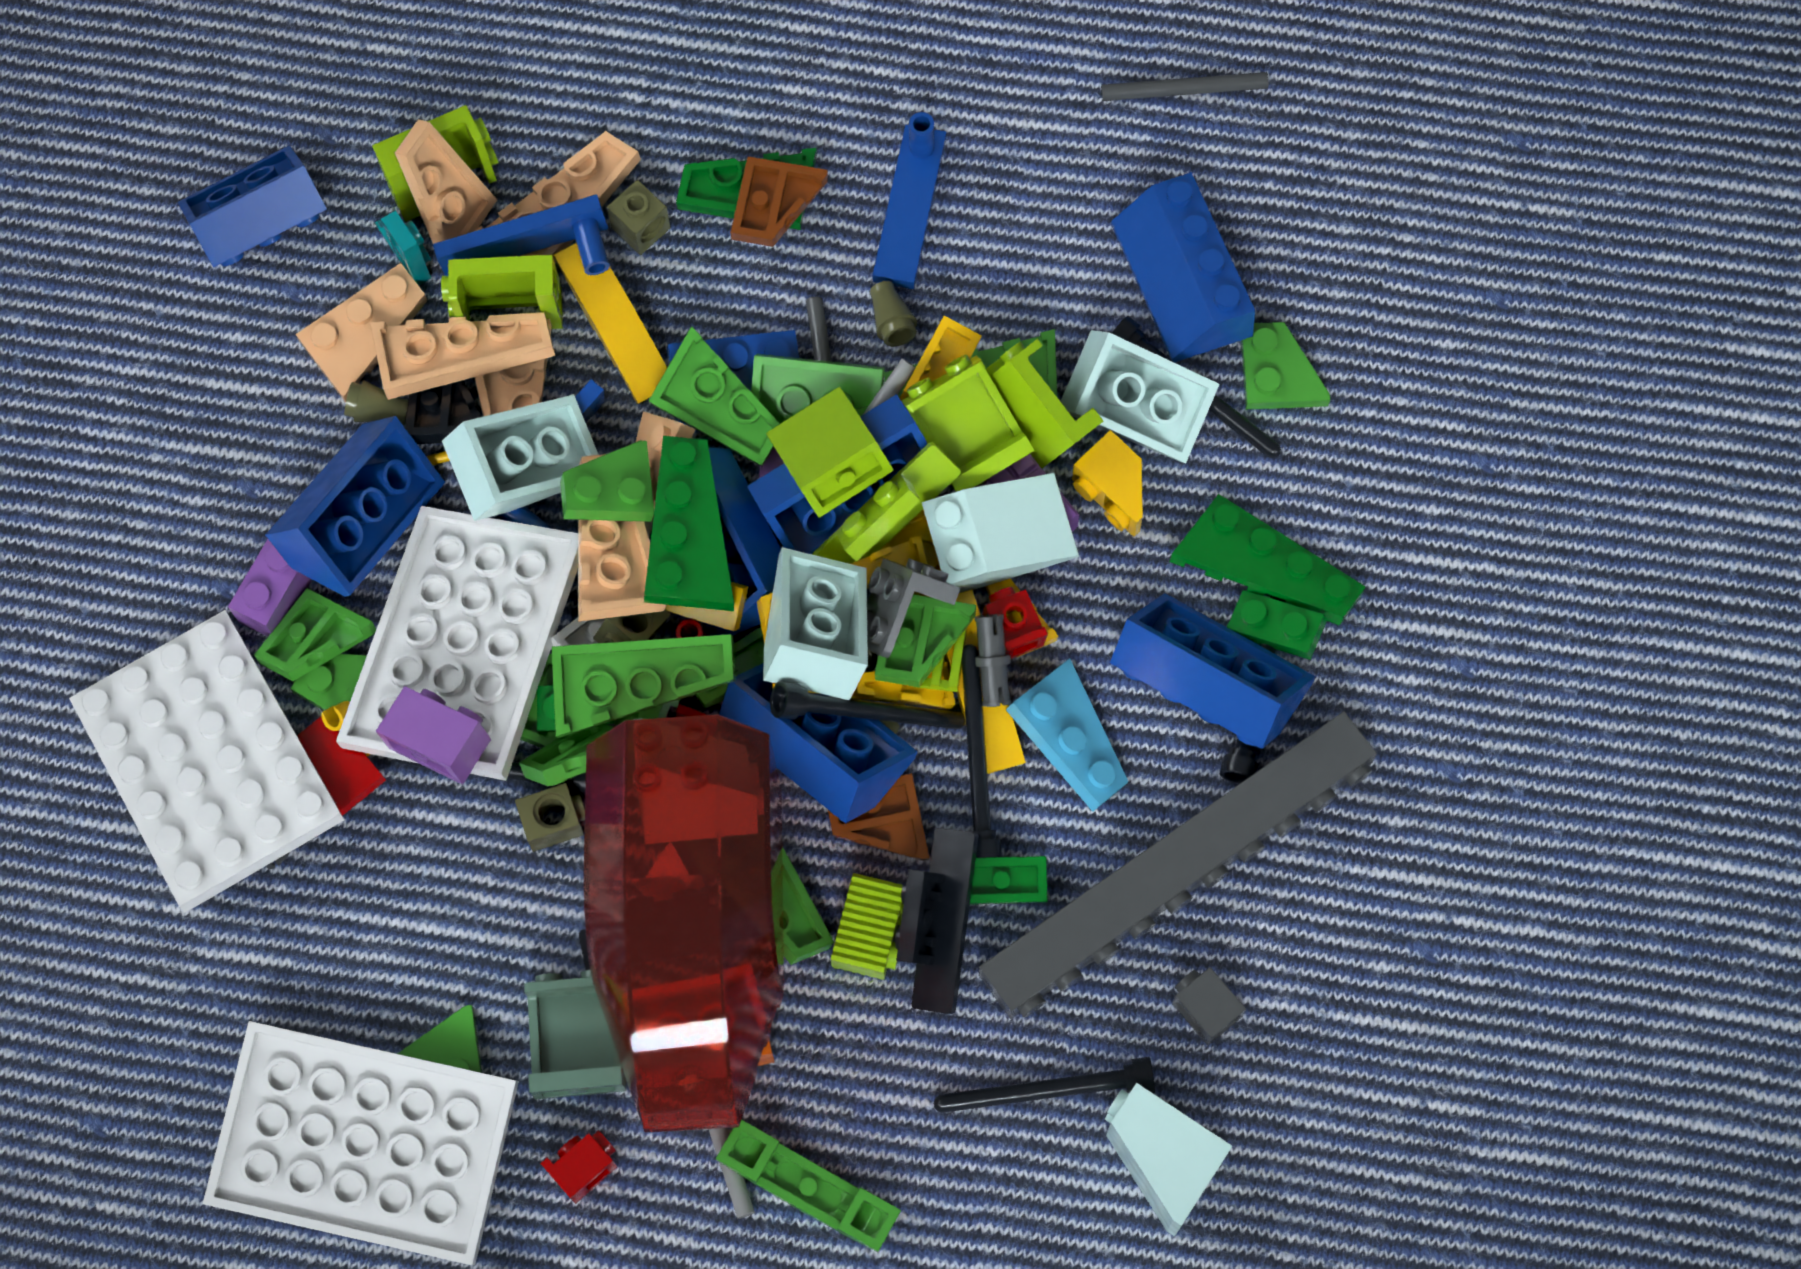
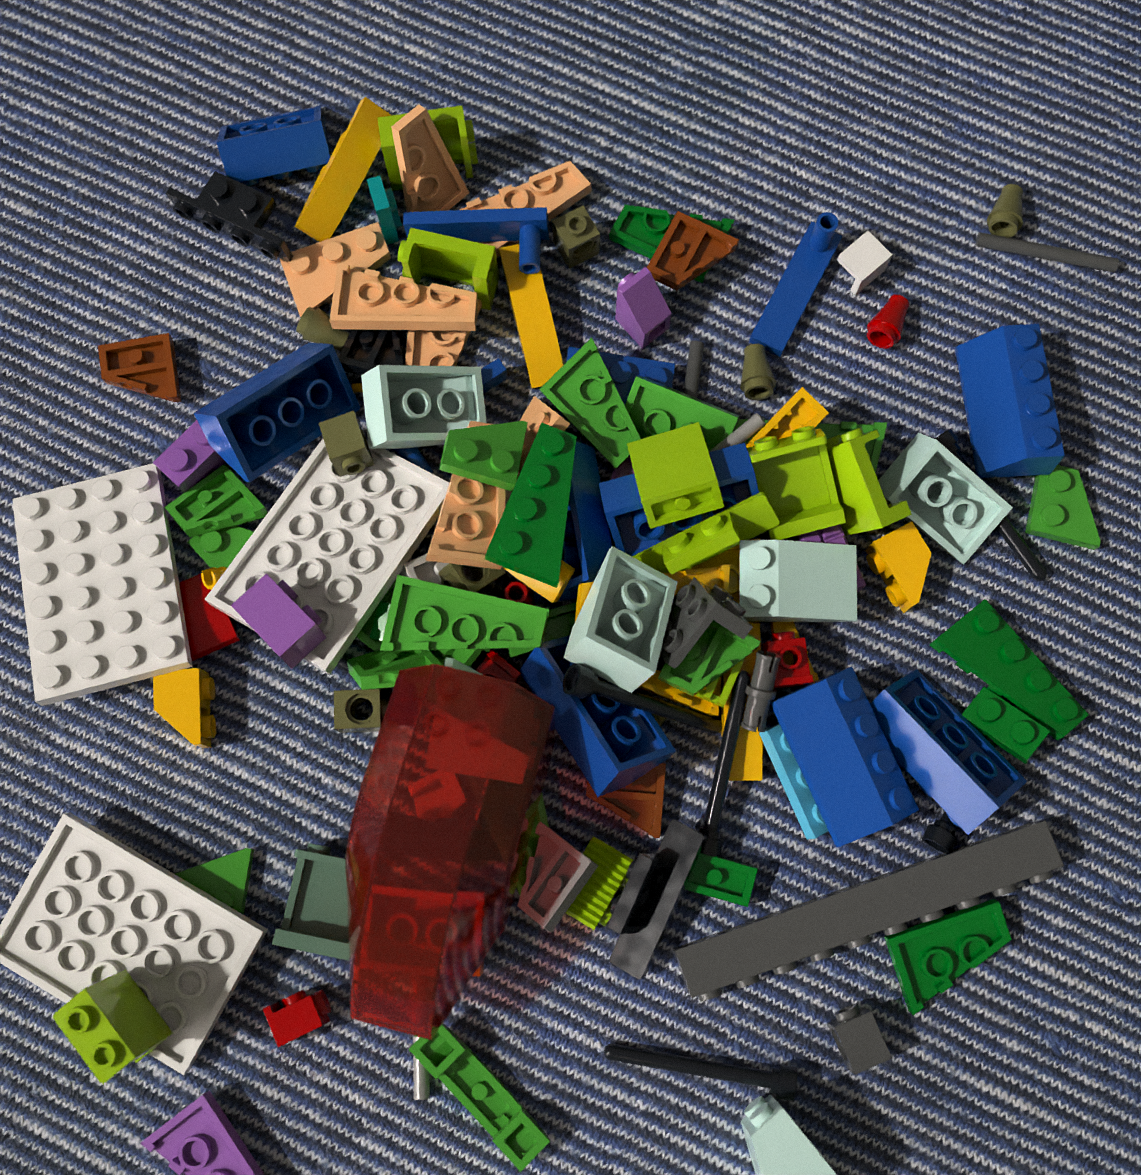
camera: 15 degrees right, 5 degrees up
(174, 505) = (142, 366): none -> dark orange wing
(231, 297) = (234, 210): none -> black bracket
(344, 866) = (185, 703): none -> yellow slope
(345, 218) = (343, 173): none -> yellow slope
(383, 1216) = (112, 1025): none -> lime panel
(446, 523) = (346, 444): none -> olive brick
(738, 277) = (642, 307): none -> medium lavender slope
(822, 926) = (553, 878): none -> wing
(978, 154) = (864, 260): none -> white panel
(1025, 218) = (888, 323): none -> red cone
(1105, 705) = (844, 757): none -> blue slope
(1126, 55) = (1007, 214): none -> olive cone
(1276, 884) = (943, 949): none -> green wing

